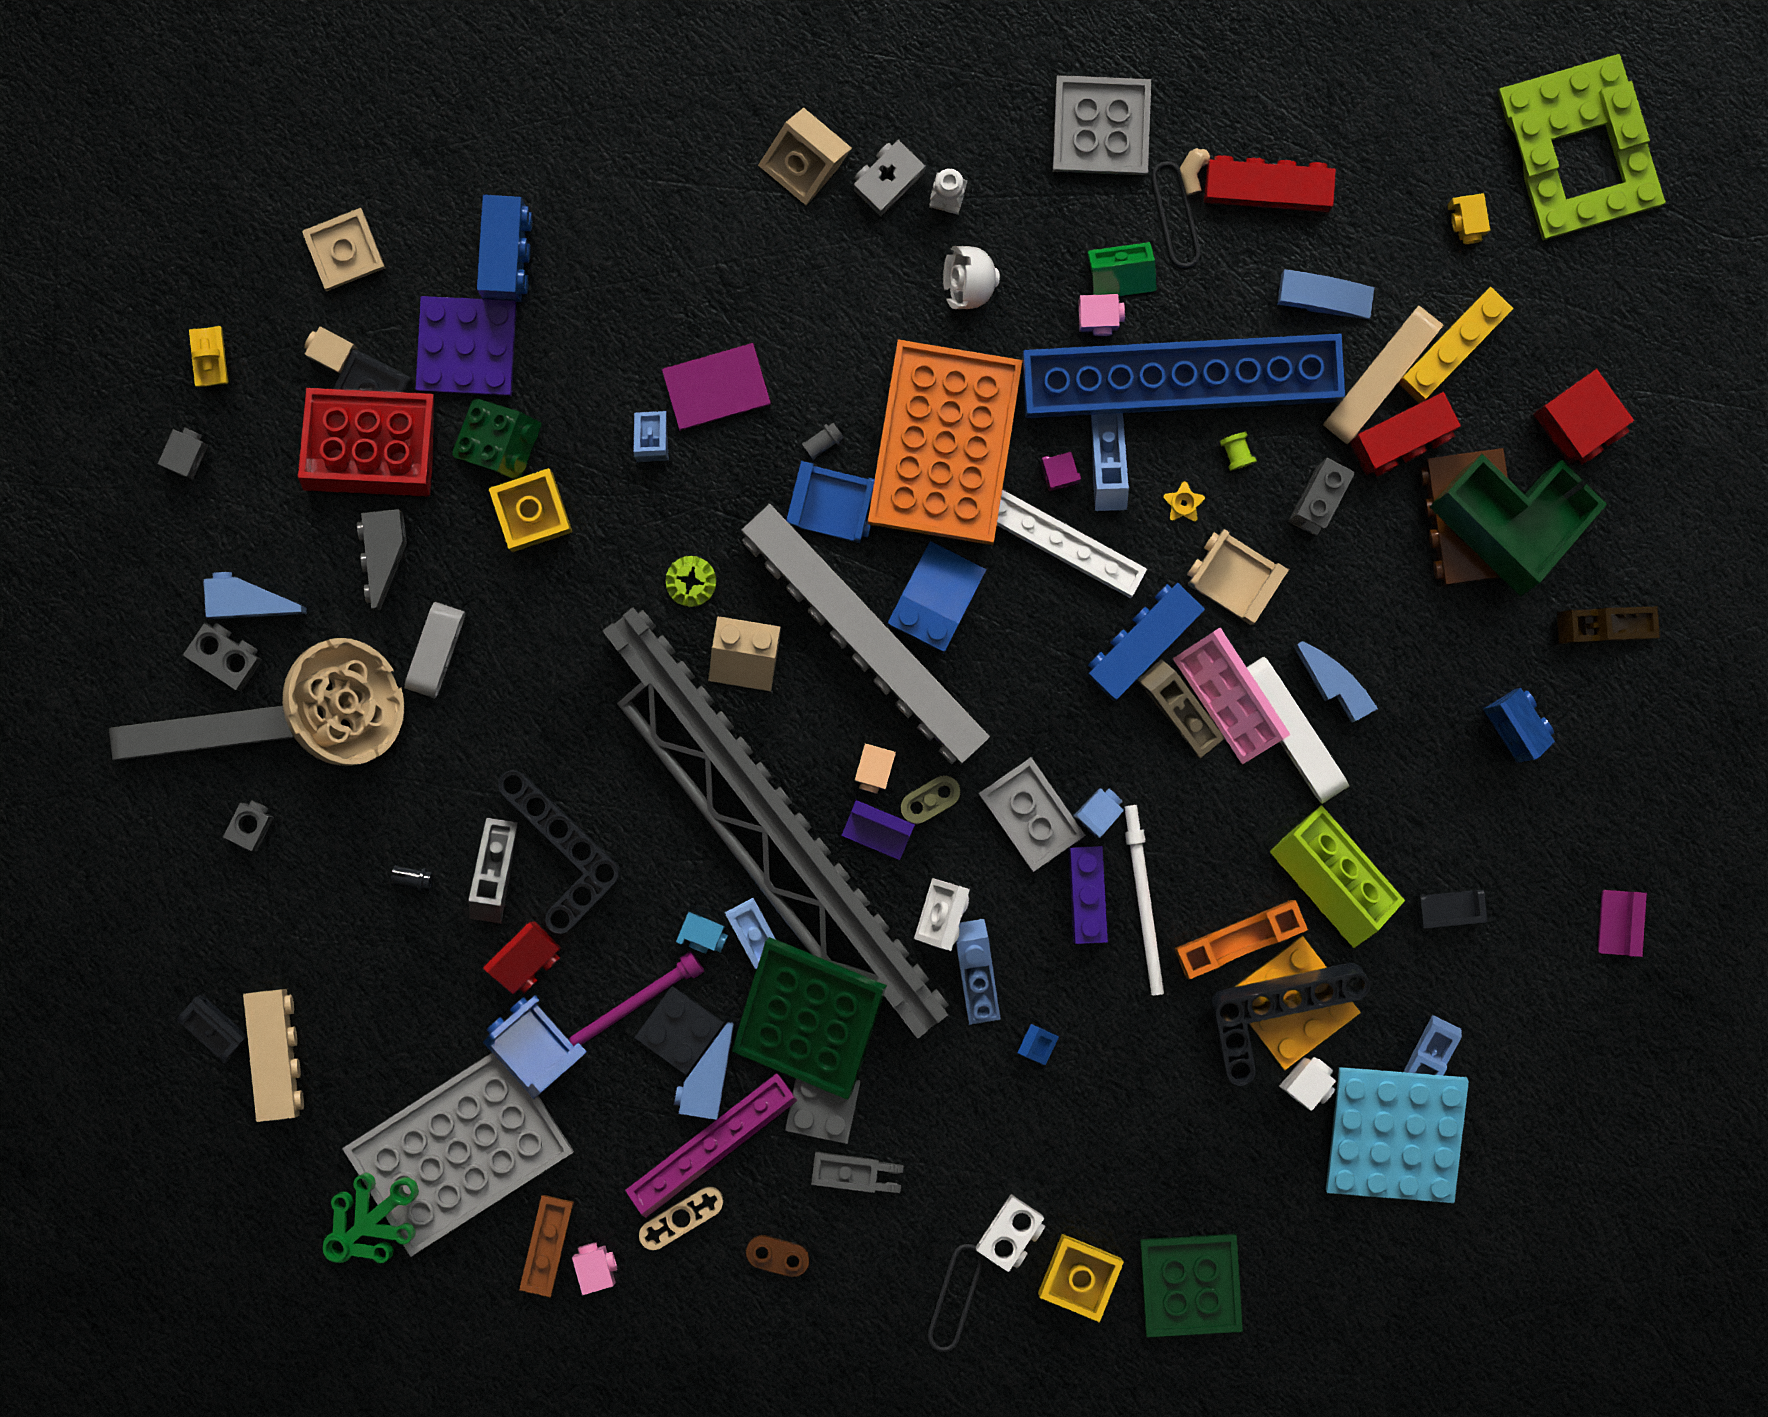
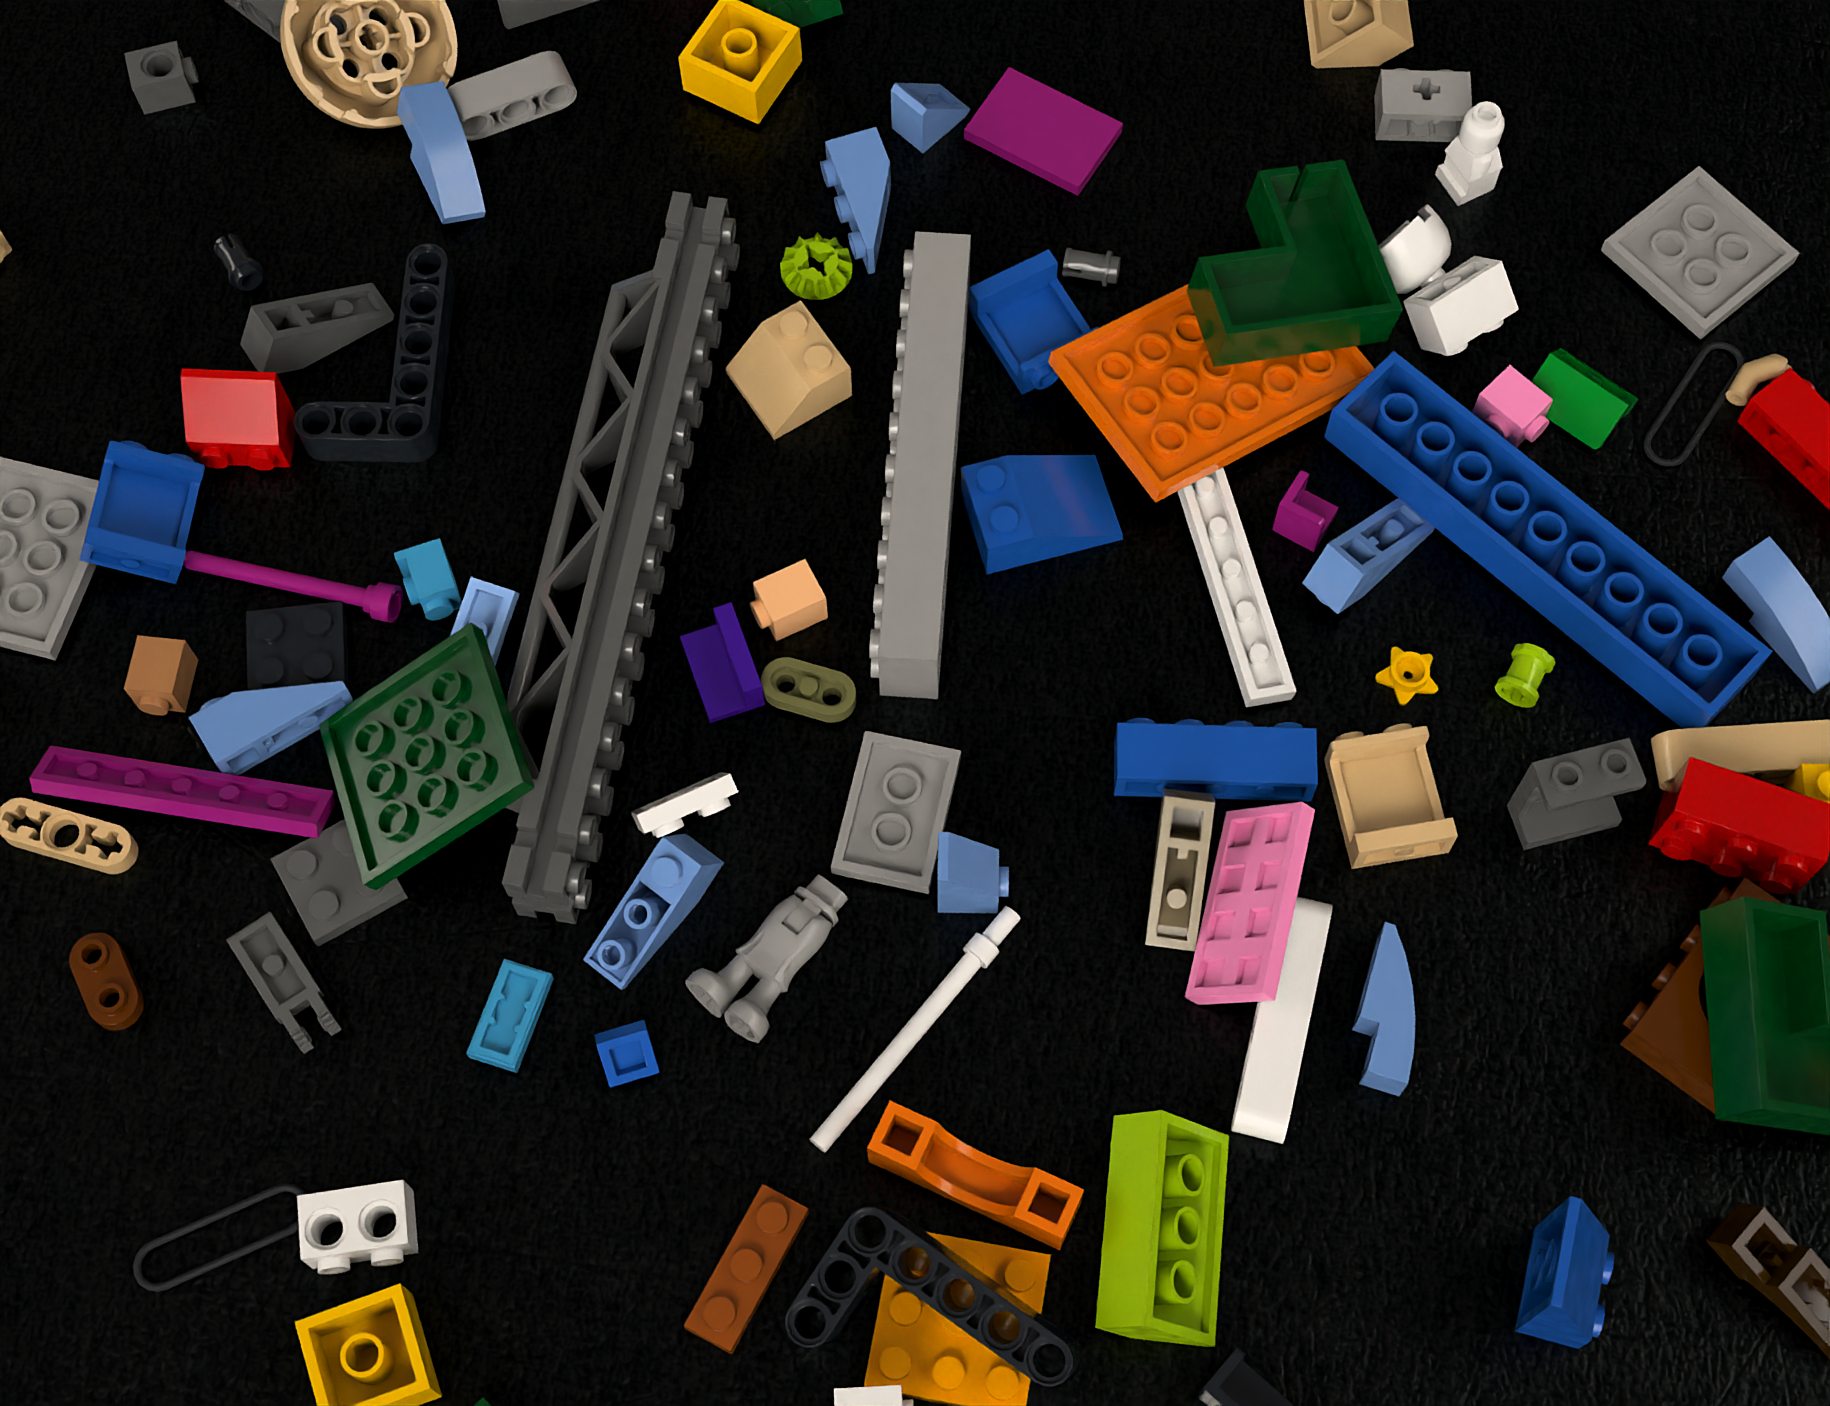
camera: 55 degrees right, 20 degrees down
(443, 718) = (441, 151): none -> medium blue slope
(635, 1108) = (161, 675): none -> medium nougat brick
(664, 512) = (862, 179): none -> medium blue slope
(953, 351) = (1310, 284): none -> dark green piece
(969, 1082) = (510, 1015): none -> dark azure plate
(1023, 282) = (1461, 306): none -> white brick
(1051, 934) = (772, 955): none -> light grey piece
(1087, 895) = (860, 951): dark purple brick -> none
(1185, 1075) = (746, 1269): none -> dark orange plate

